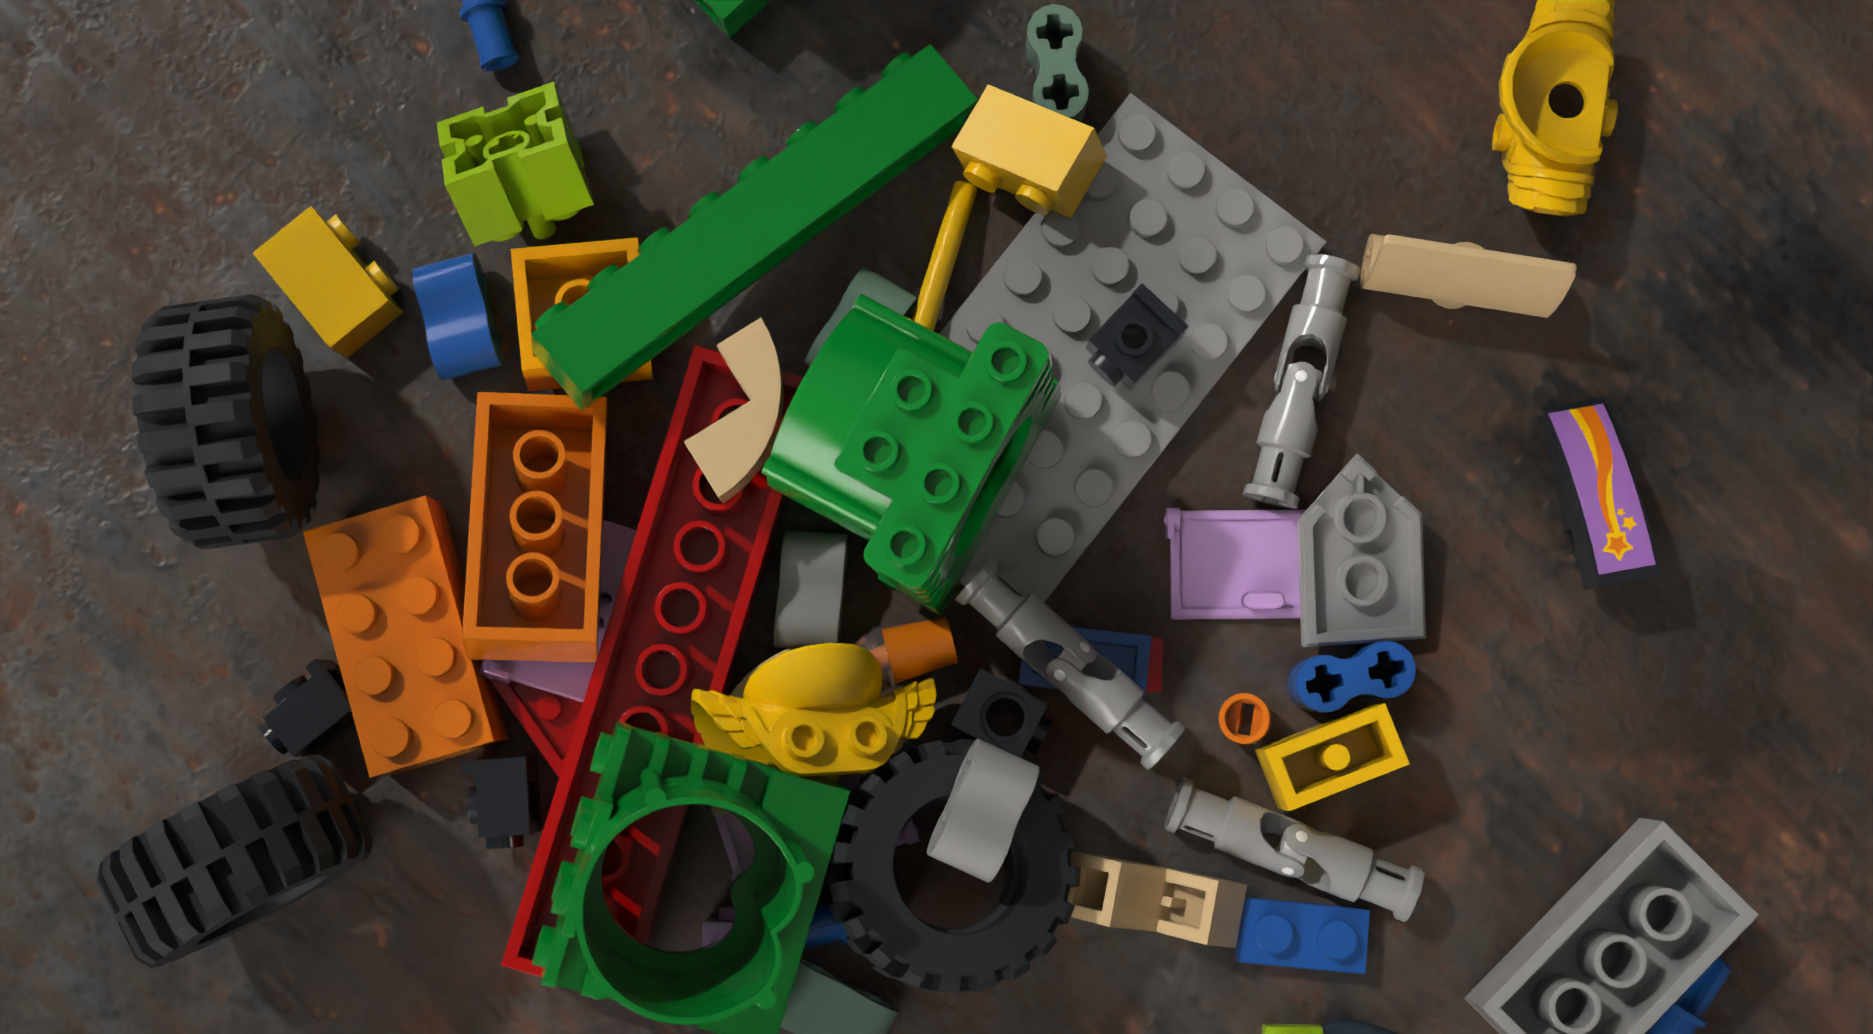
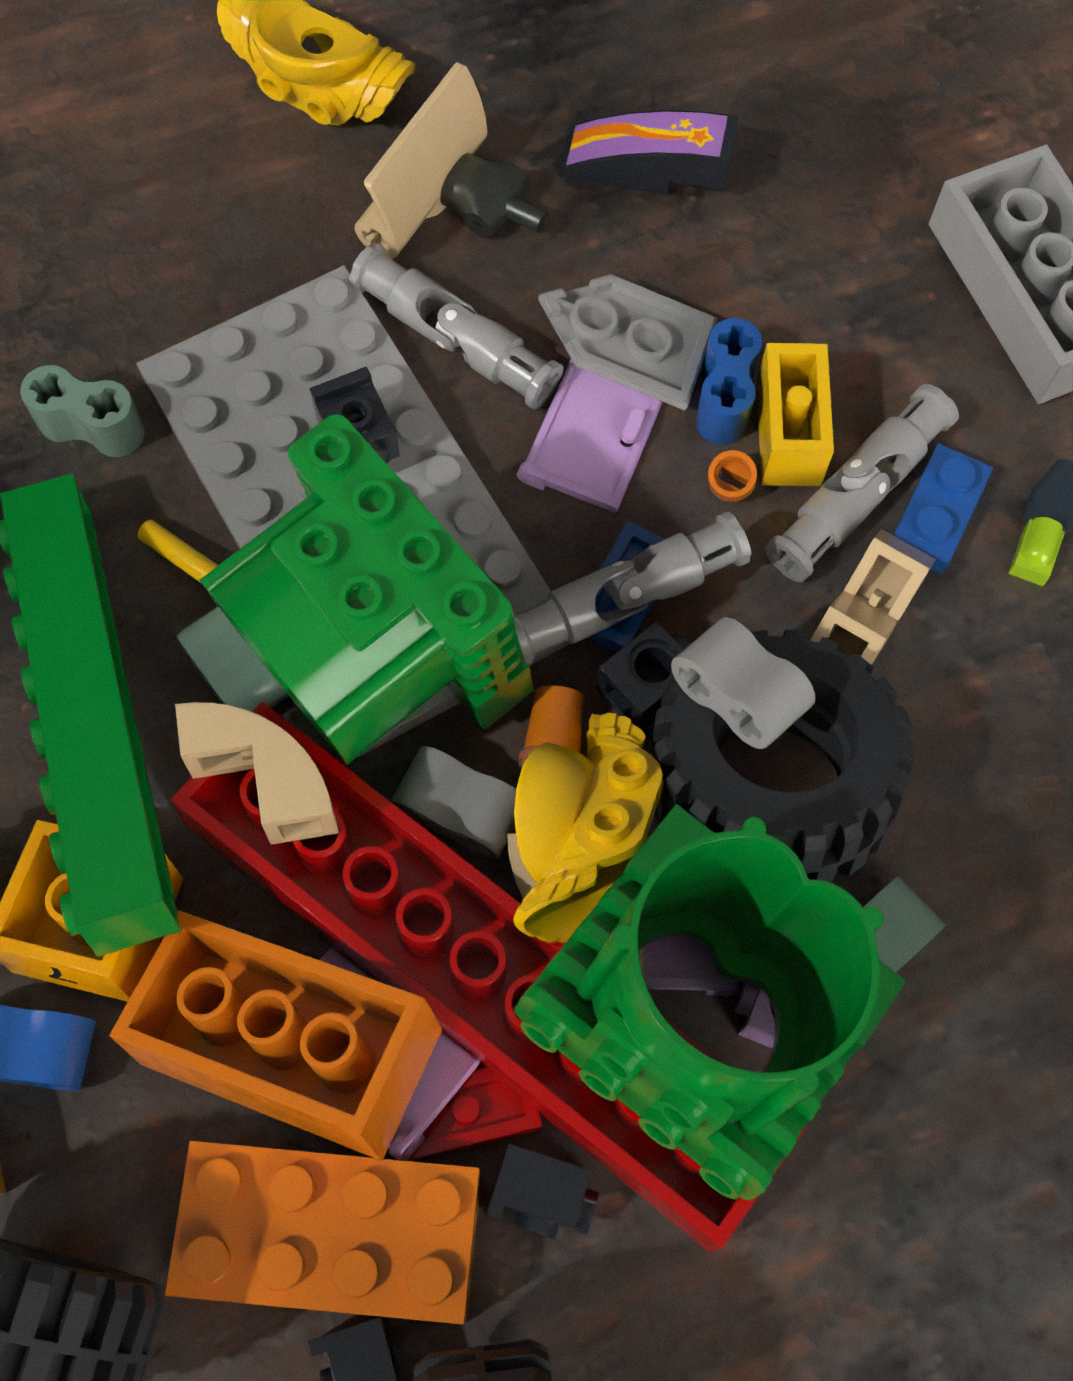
camera: 75 degrees left, 15 degrees down
(1028, 152) = (142, 452): yellow brick -> none
(1473, 351) = (489, 195): none -> pearl dark grey piece

